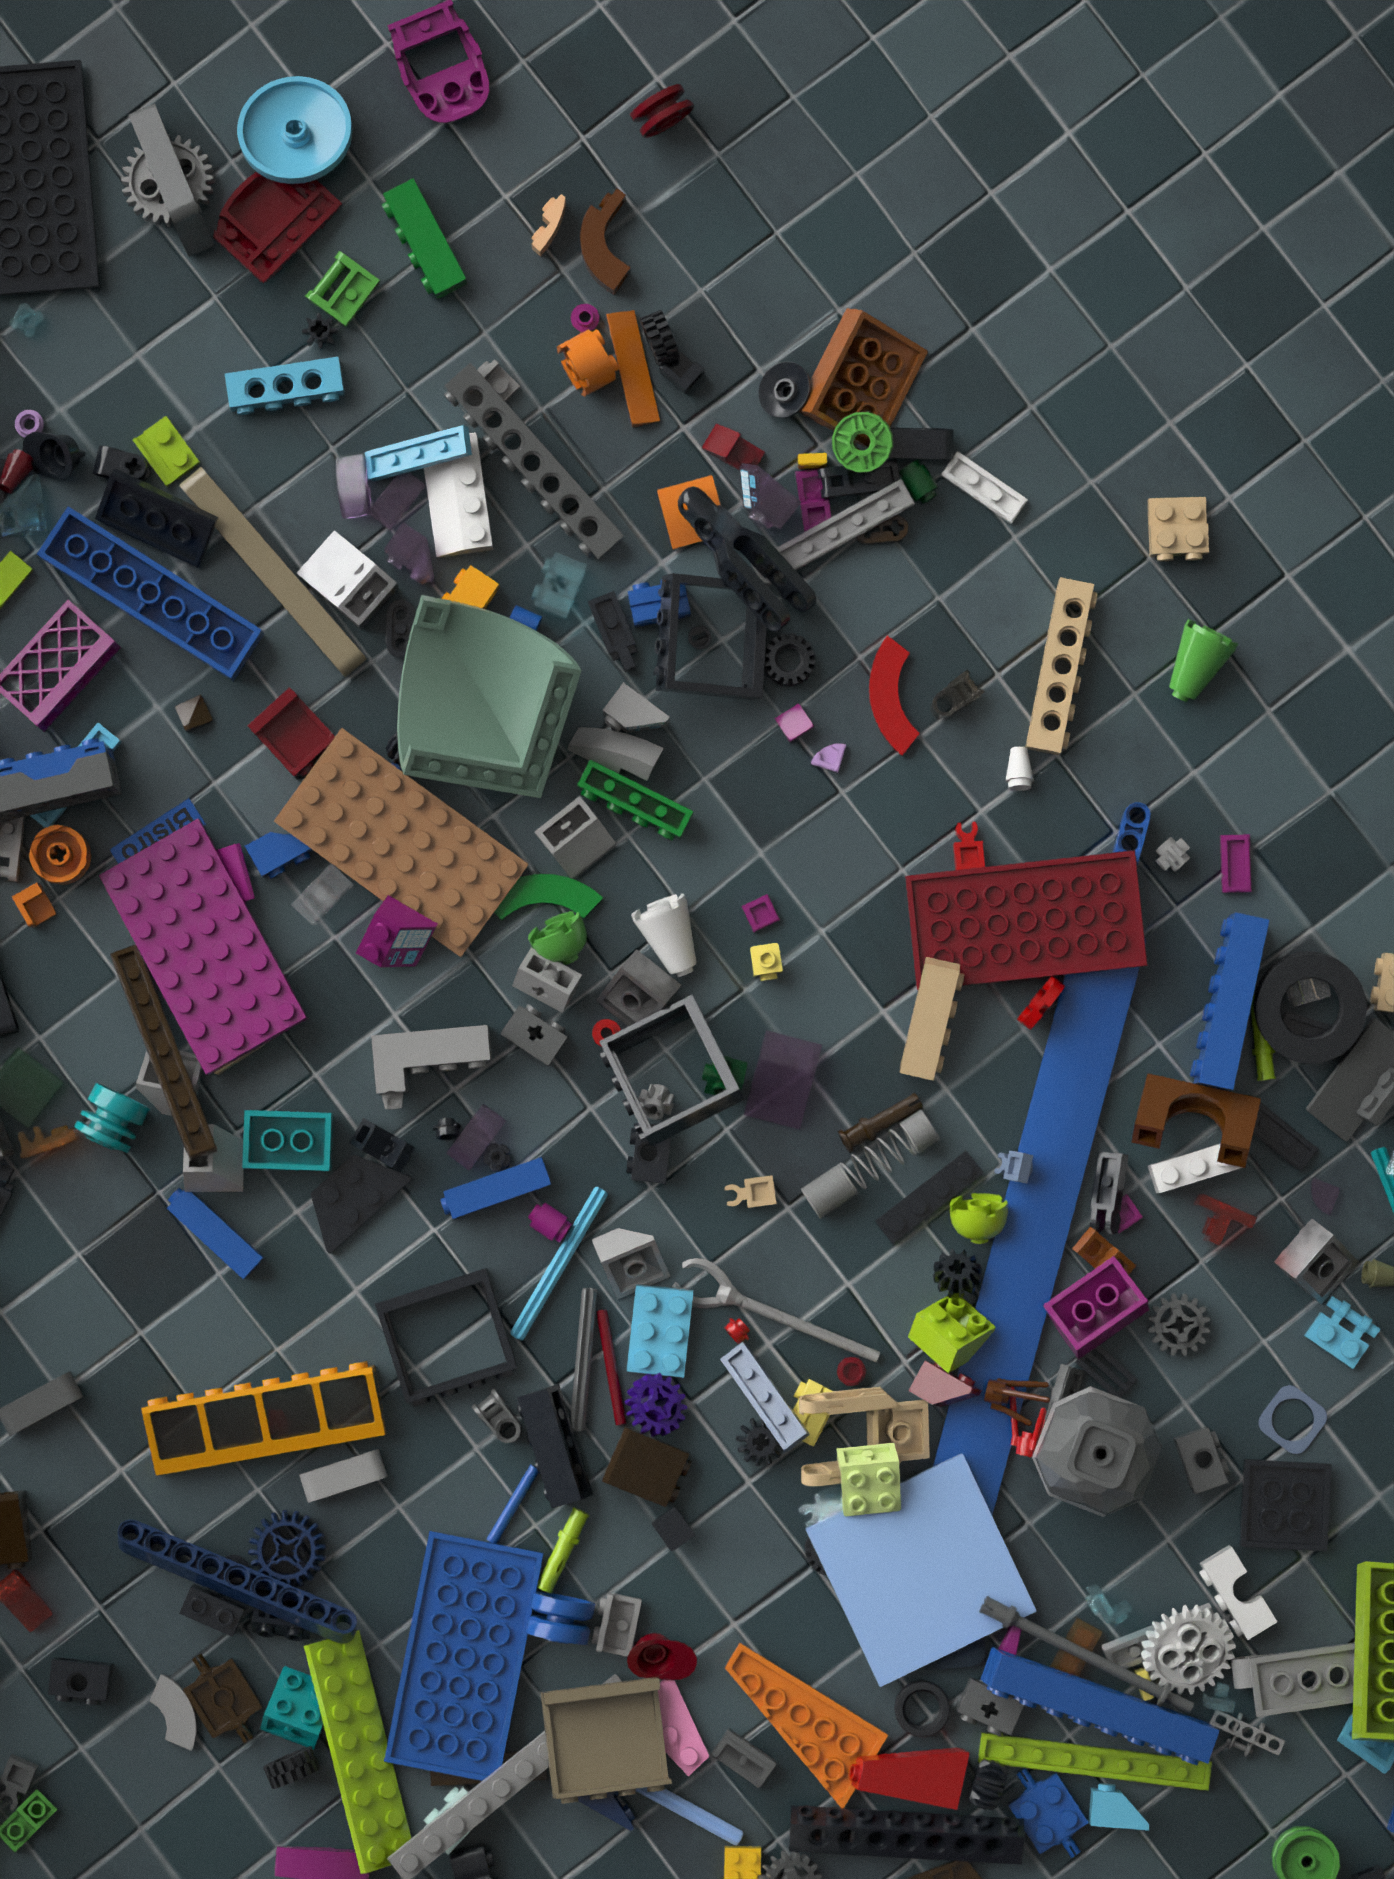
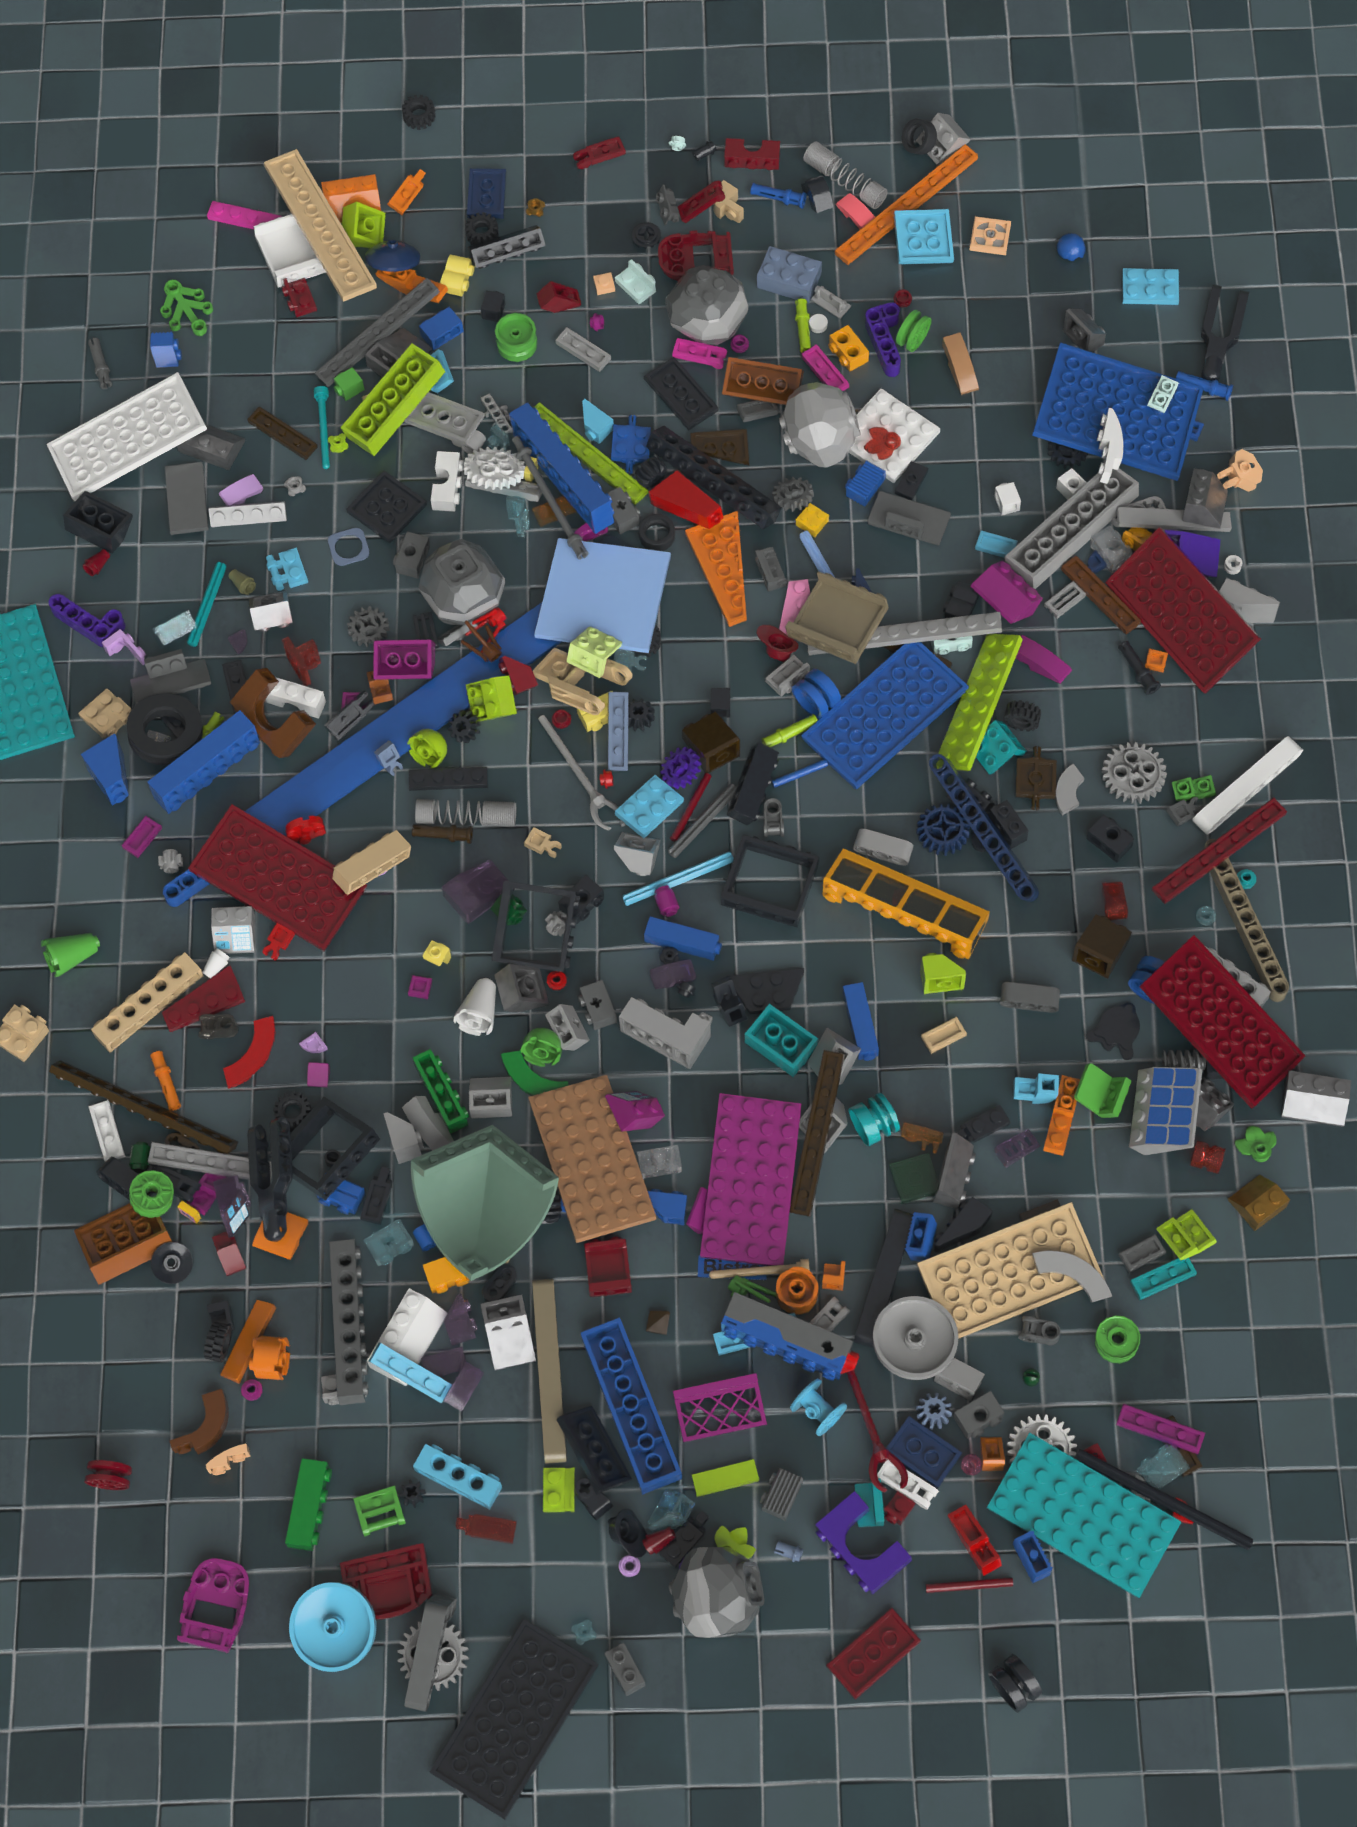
camera: 135 degrees left, 20 degrees down
(78, 887) = (754, 1271): none -> tan piece
(110, 1287) = (943, 1035): none -> tan tile
(110, 1816) = (1143, 760): none -> light grey gear
(129, 816) = (743, 1286): none -> bright green plant
(161, 1352) = (941, 974): none -> lime slope
(210, 354) = (488, 1528): none -> clear red hinge
(963, 542) = (142, 1106): none -> dark brown plate
(963, 591) = (163, 1071): none -> orange pin
(993, 725) = (210, 998): none -> dark red wing
(1029, 823) = (233, 929): none -> light grey slope
(1336, 910) = (107, 767): none -> blue slope

